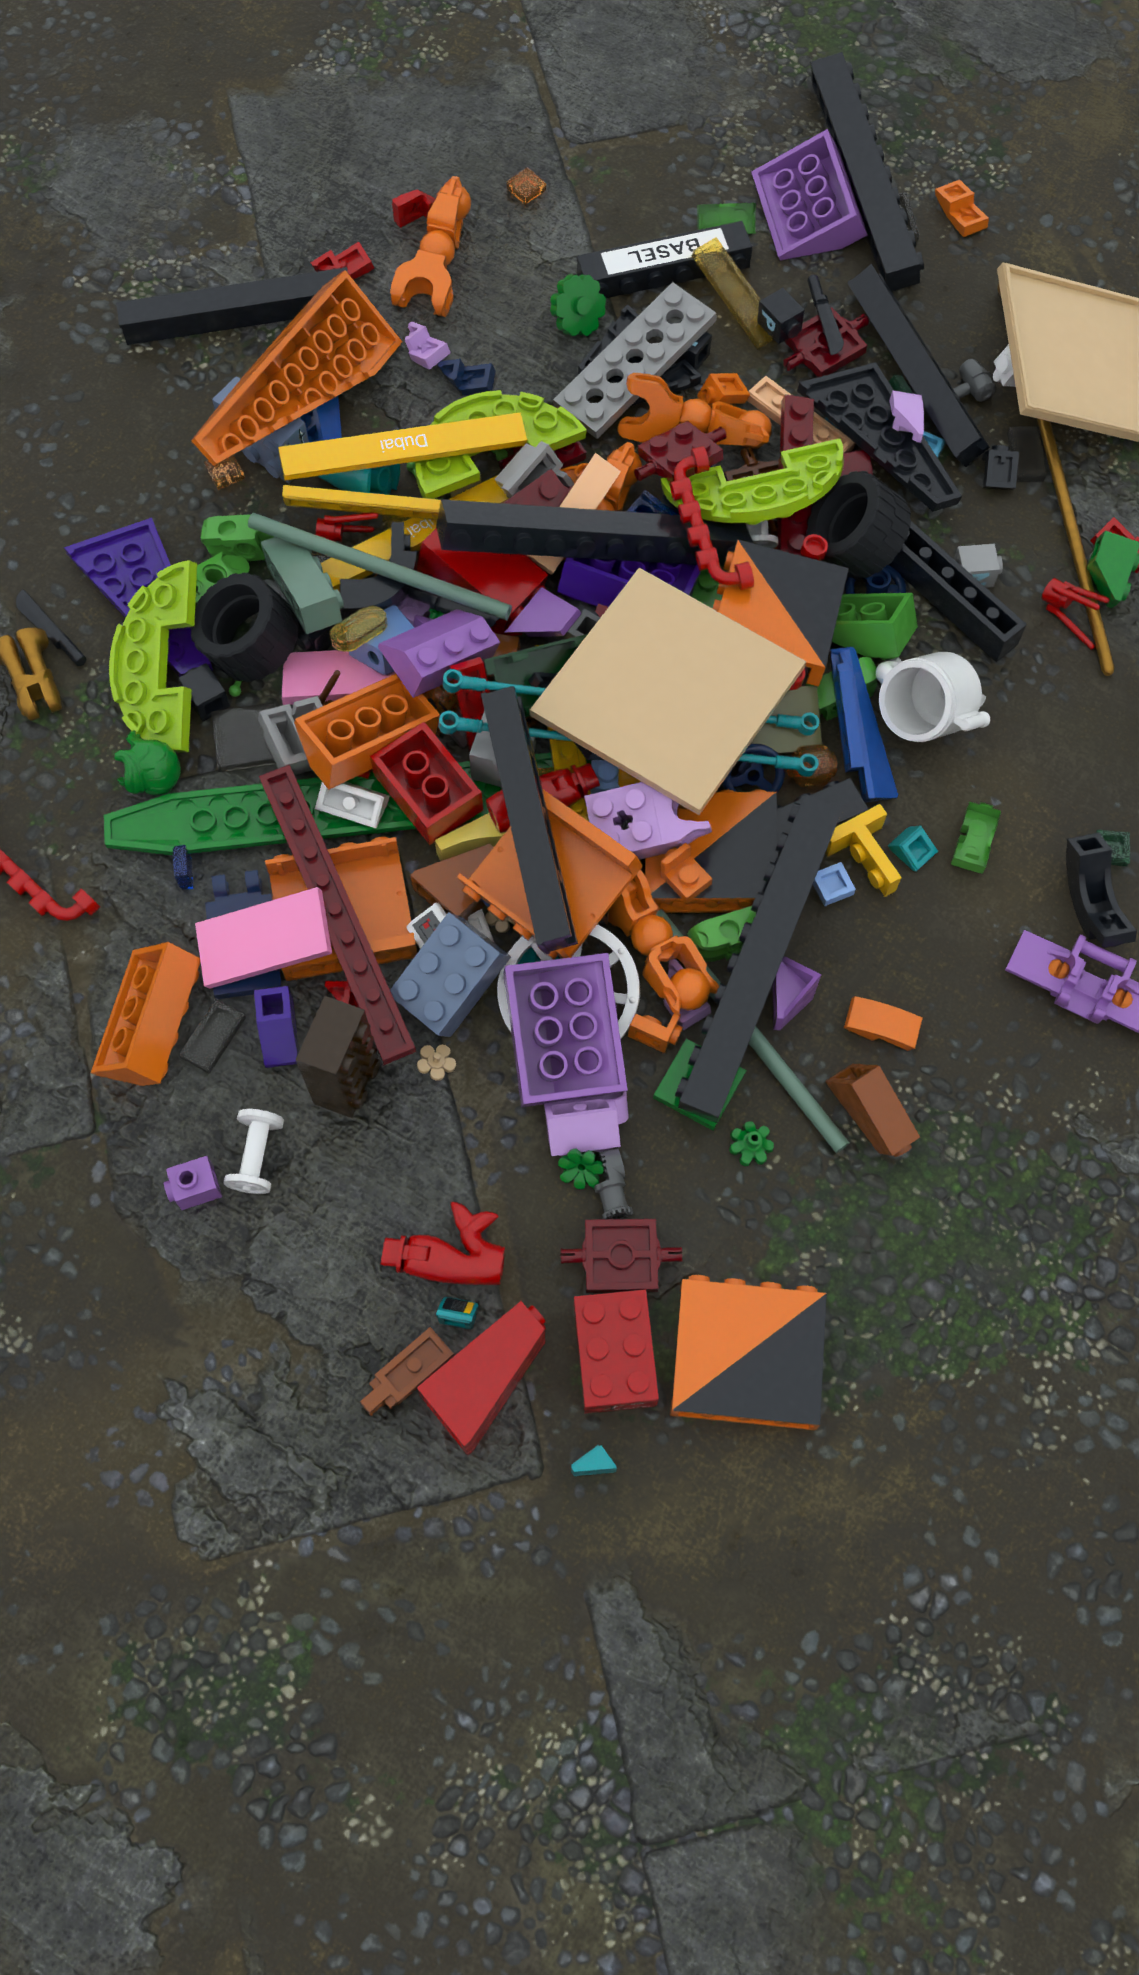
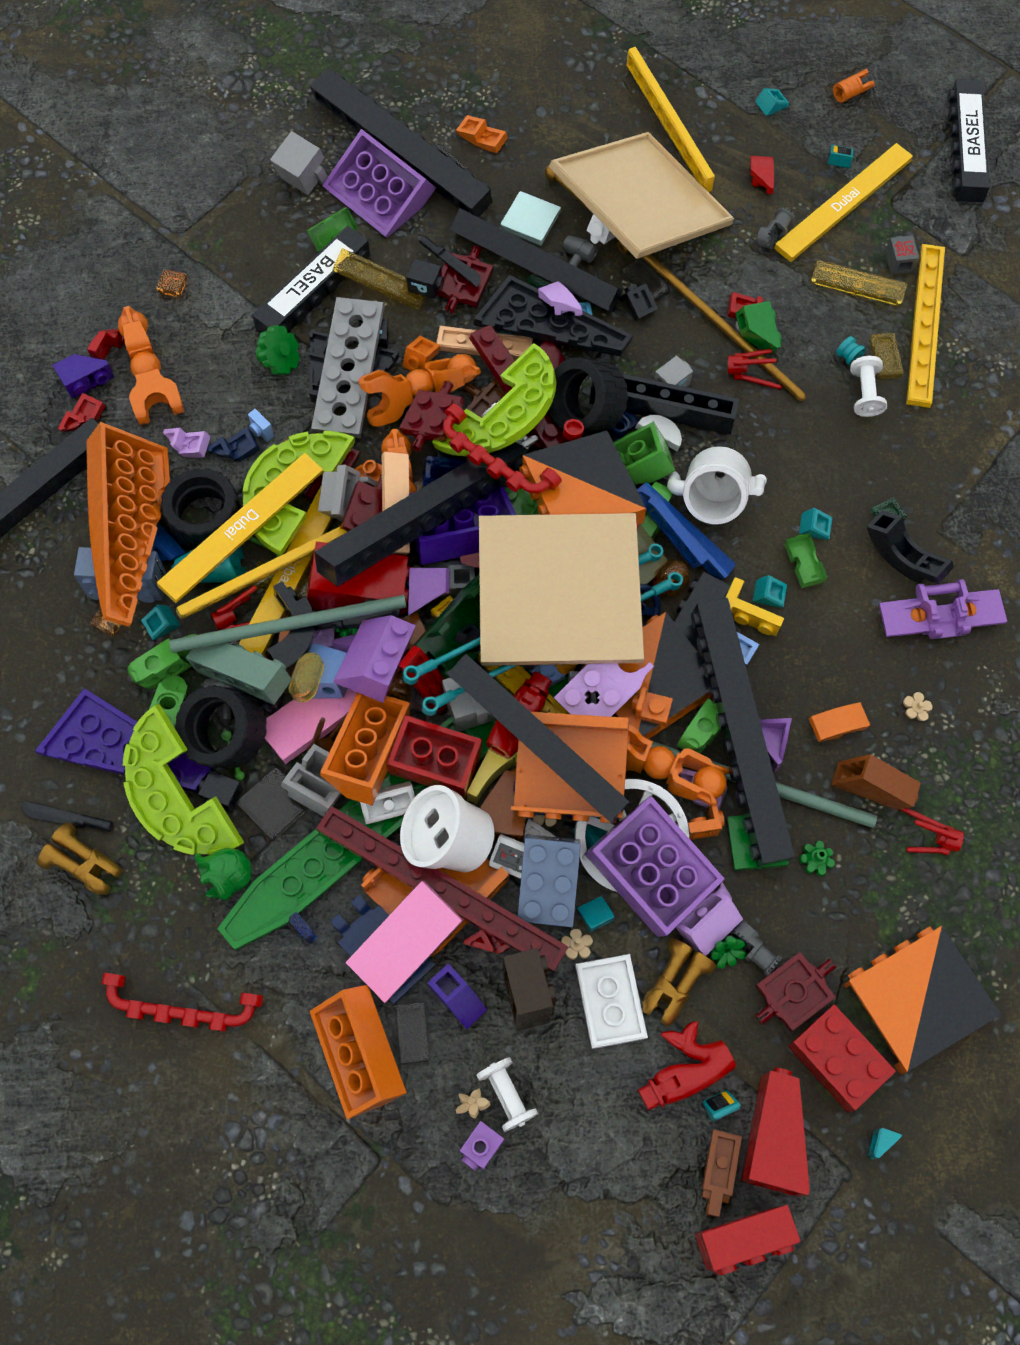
camera: 35 degrees left, 0 degrees up
(216, 1139) = (472, 1104): none -> tan plant
(269, 501) = (160, 621): none -> teal slope
(371, 223) = (82, 373): none -> dark purple slope
(376, 1450) = (748, 1240): none -> red brick
(379, 858) = (445, 831): none -> white piece
(381, 388) = (188, 488): none -> black tyre
(427, 1138) = (611, 1001): none -> white tile
(477, 1045) = (596, 914): none -> teal slope
(497, 1176) = (666, 991): none -> pearl gold piece
(505, 370) = (260, 426): none -> light blue plate
(739, 132) = (299, 163): none -> light grey plate
(910, 1214) = (946, 836): none -> red plant
(927, 614) = (667, 428): none -> white tile
(948, 321) = (530, 218): none -> light aqua tile
(984, 1064) = (917, 707): none -> tan plant
(1020, 810) = (816, 523): none -> teal slope

